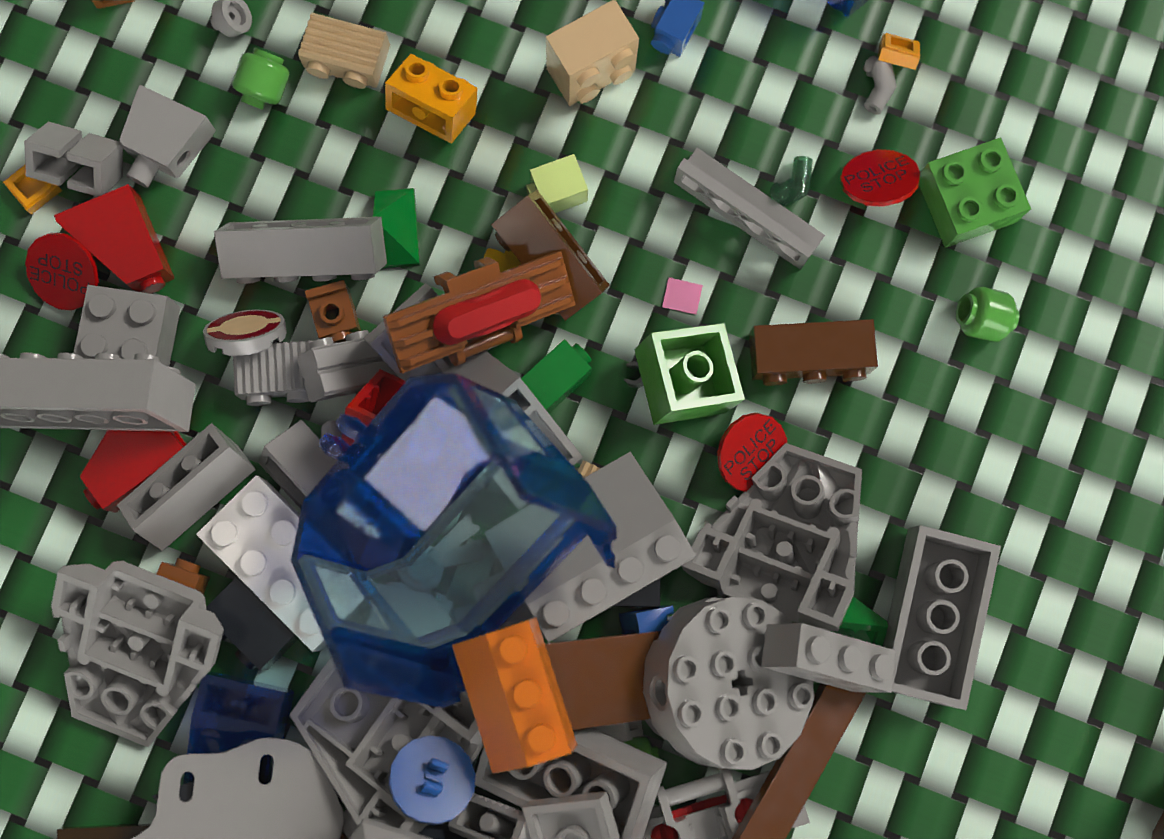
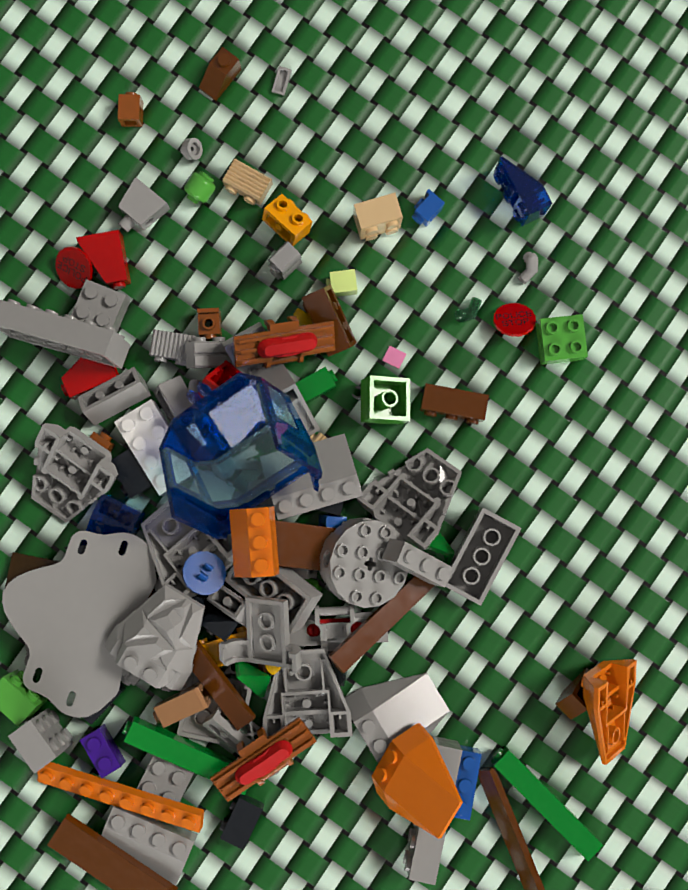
camera: 15 degrees right, 5 degrees up
(29, 191) = (67, 216): light orange tile -> none
(60, 151) = (86, 202): light grey piece -> none
(244, 332) = (161, 322): tile -> none
(301, 249) = (200, 286): light grey brick -> none
(399, 226) = (252, 284): green slope -> none
(444, 169) = (284, 261): none -> light grey brick
(748, 208) = (441, 318): light grey fence -> none
(748, 447) = (406, 445): red piece -> none
(899, 51) = (543, 252): light orange tile -> none
(987, 314) = (551, 406): bright green head -> none

